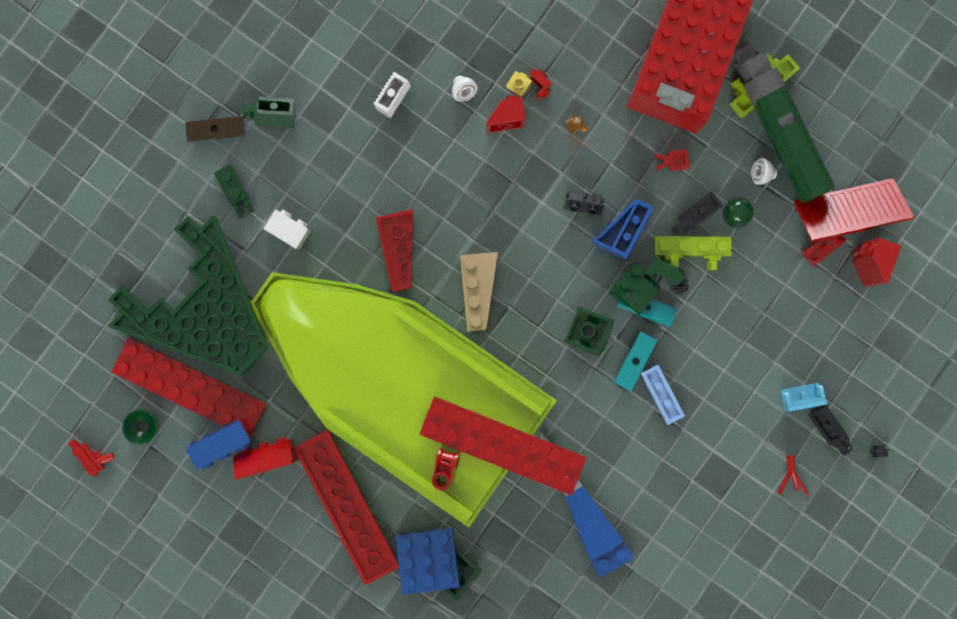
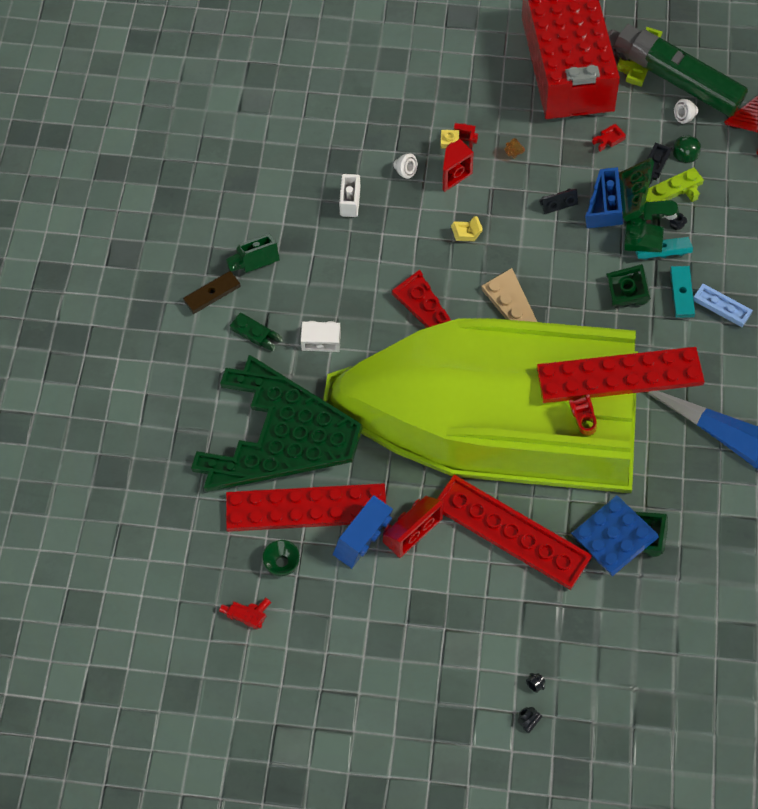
camera: 25 degrees left, 25 degrees down
(479, 190) = (467, 230): none -> light yellow bracket
(657, 234) = (634, 188): none -> dark green wing

